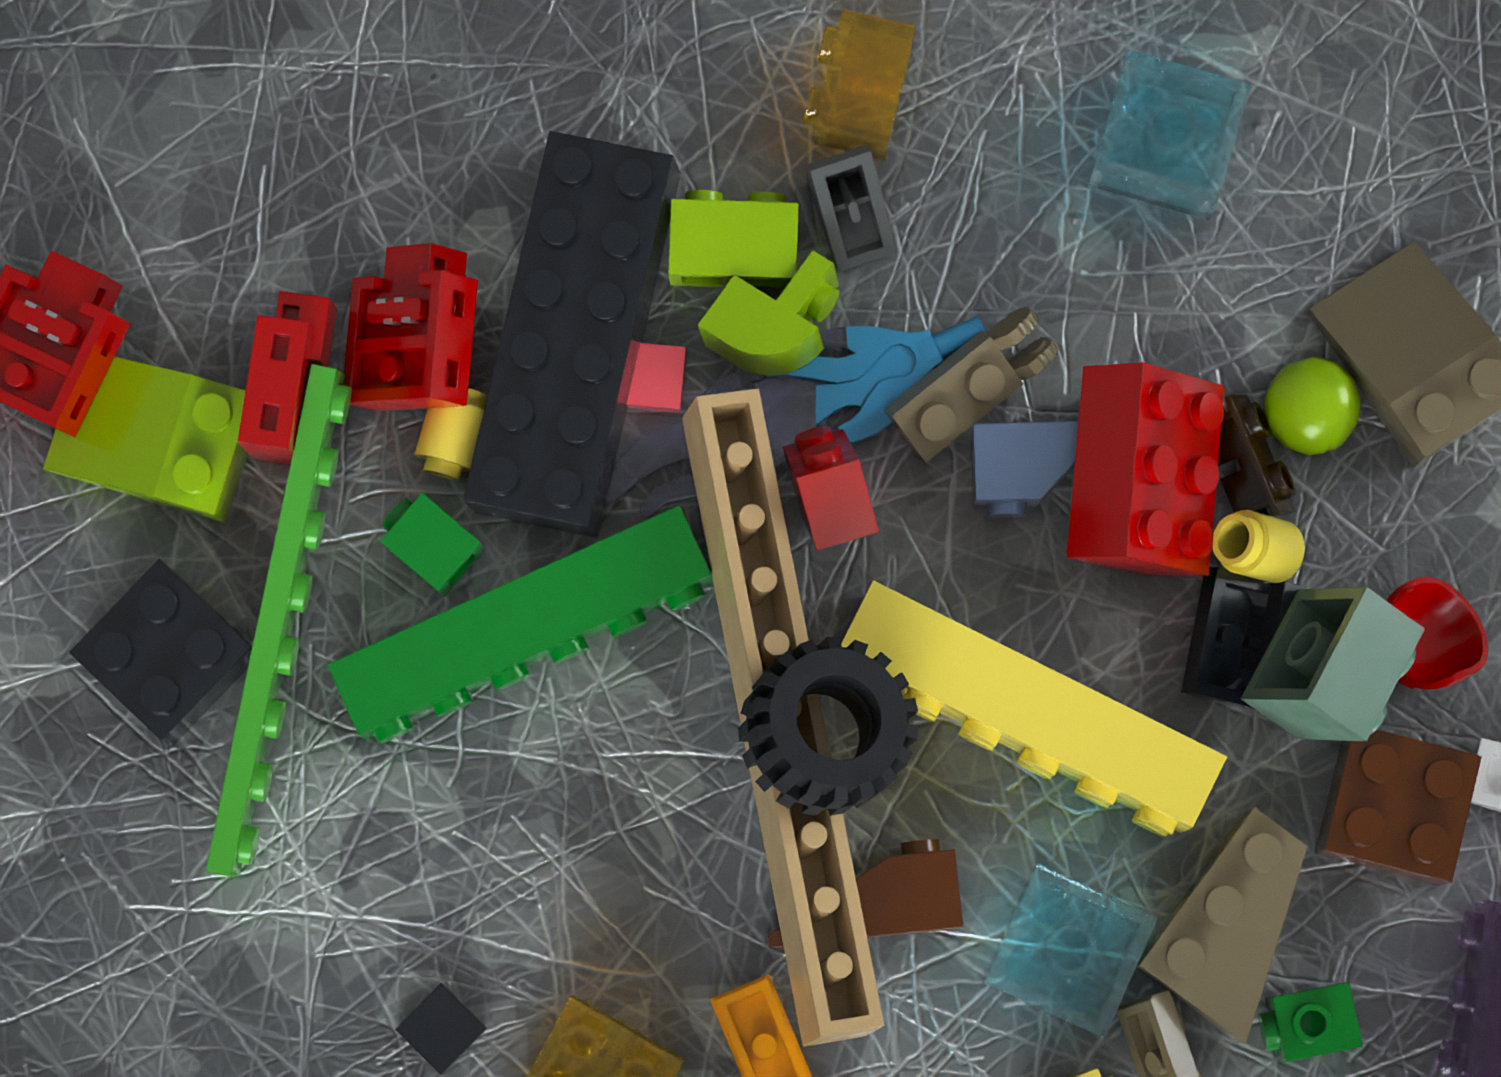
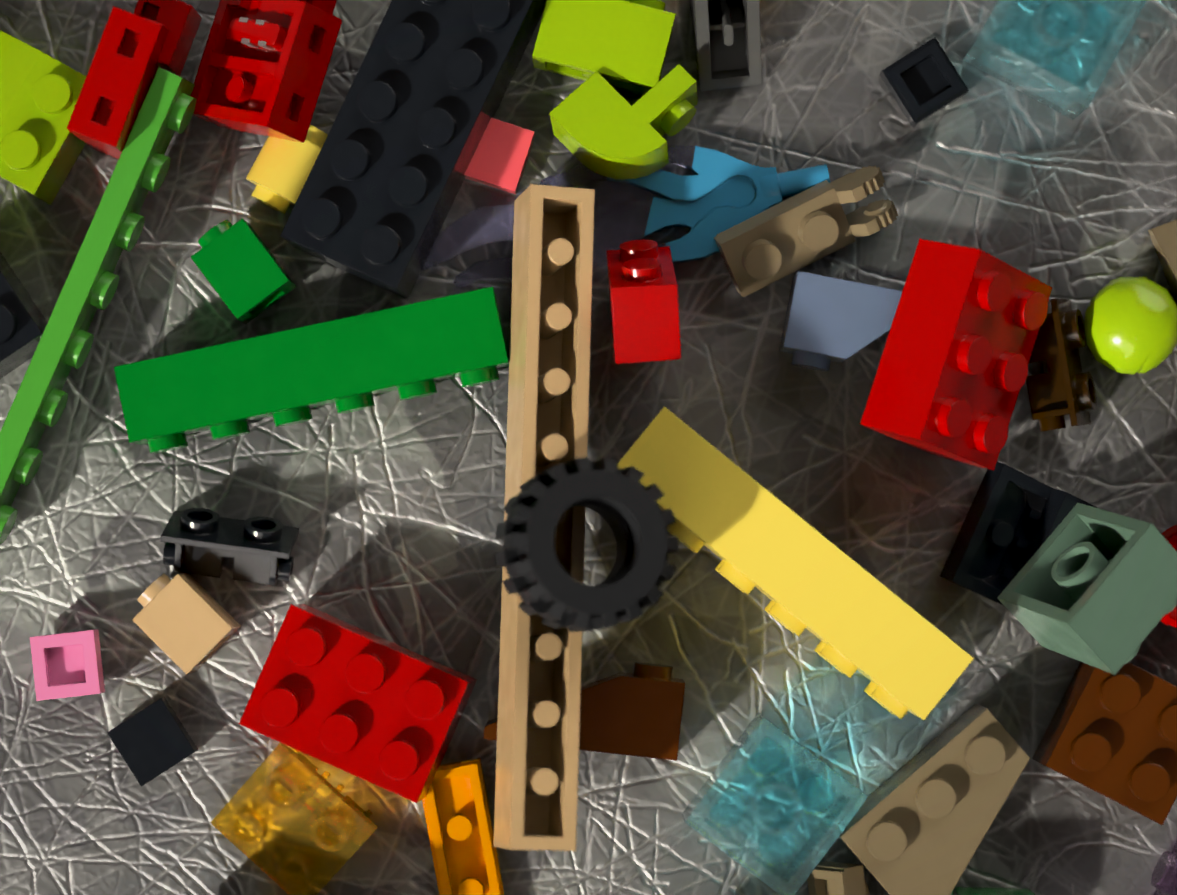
camera: 10 degrees right, 5 degrees up
(341, 970) = (67, 664): none -> bright pink plate
(447, 900) = (184, 620): none -> tan brick
(452, 815) = (200, 540): none -> black hinge
(637, 940) = (357, 702): none -> red brick
(1055, 215) = (924, 82): none -> black tile
(1258, 546) = (1050, 453): light yellow brick -> none

